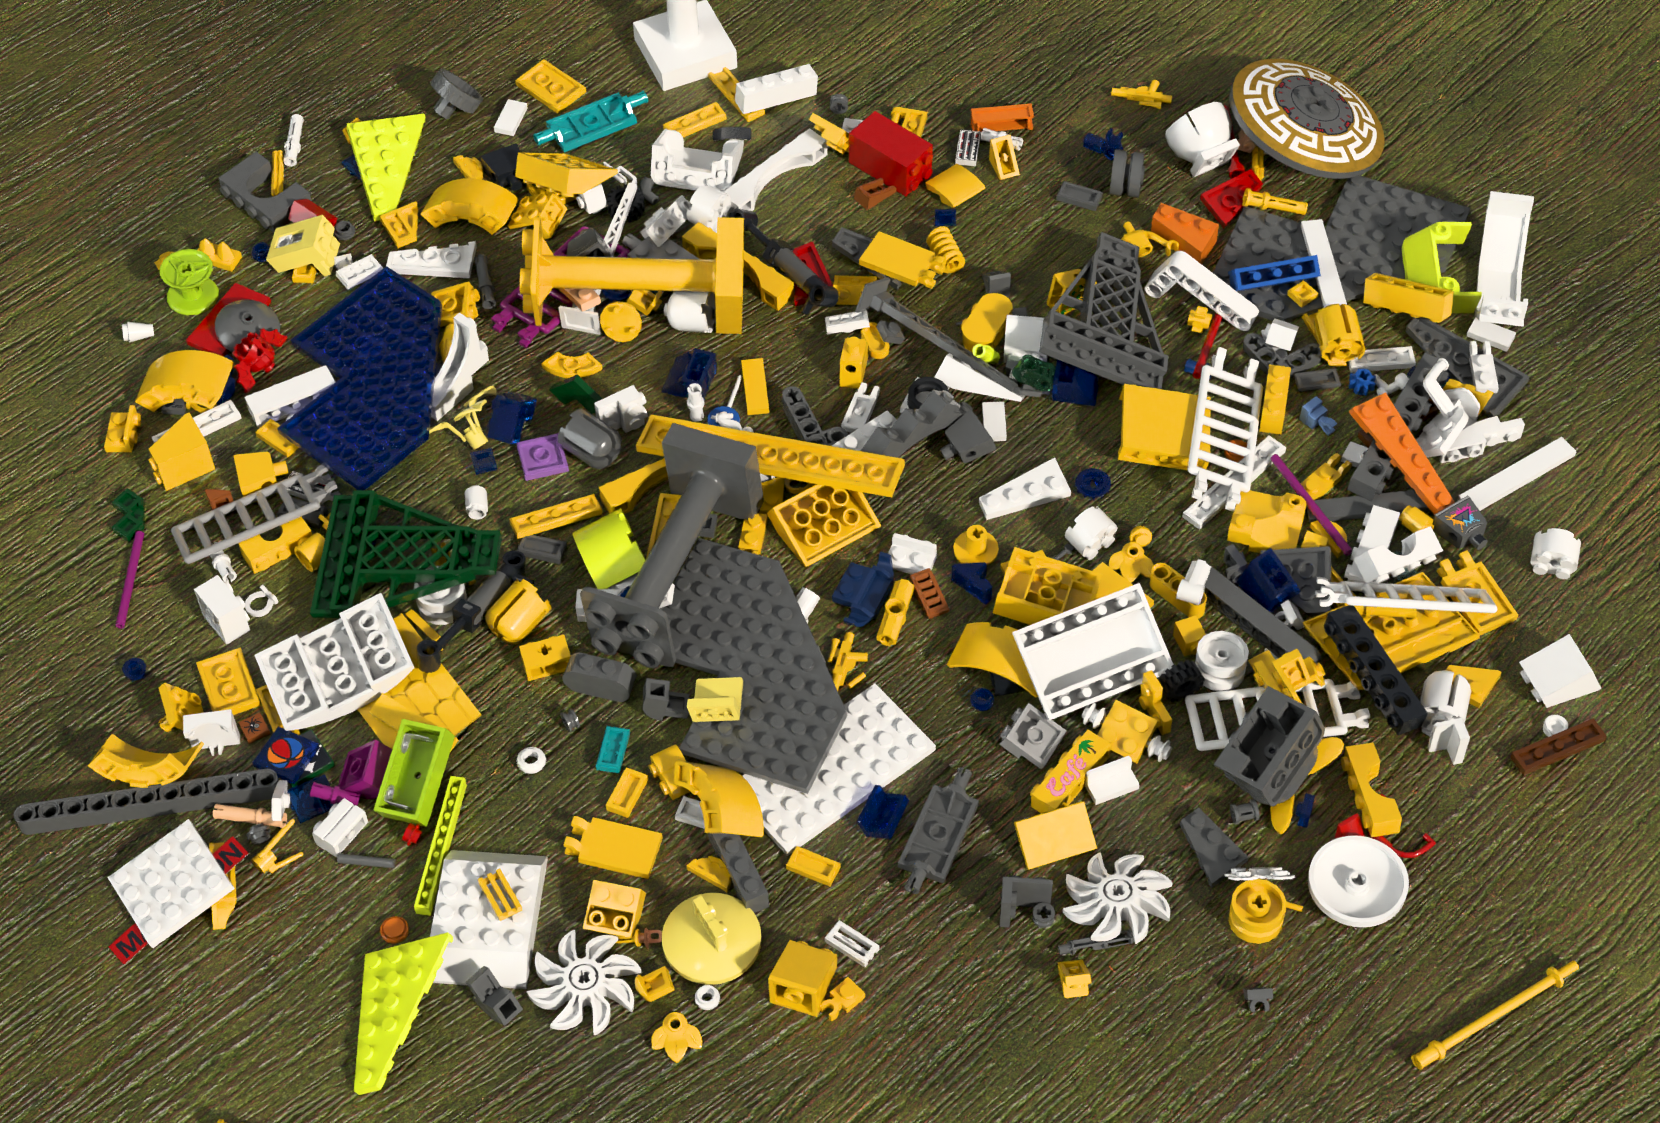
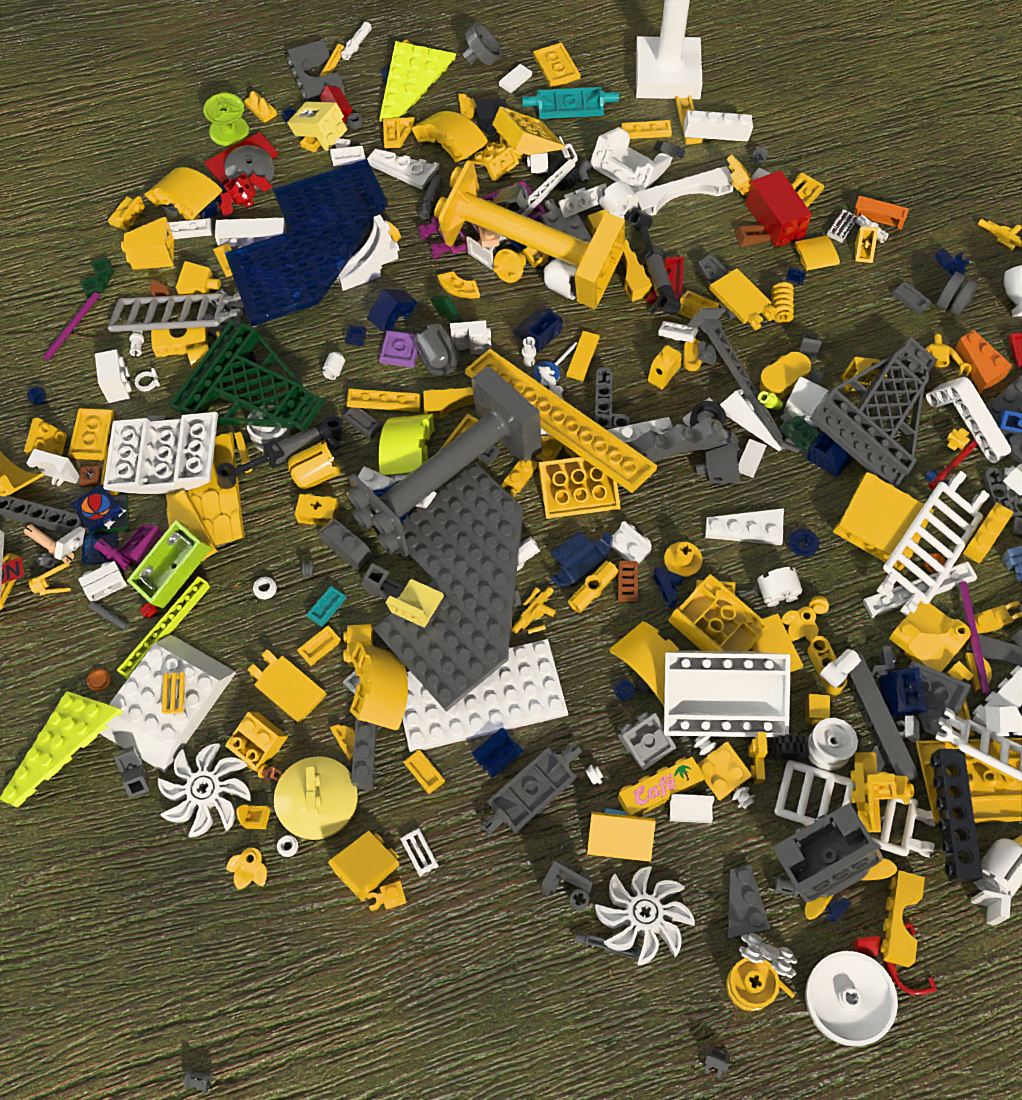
camera: 25 degrees right, 10 degrees up
(136, 331) = (175, 143): white cone -> none
(457, 299) = (400, 207): yellow plate -> none
(473, 433) = (358, 312): light yellow plant -> none
(860, 408) = (652, 406): white hinge -> none
(996, 791) = (594, 774): none -> white plate
(1074, 978) = (575, 967): yellow slope -> none

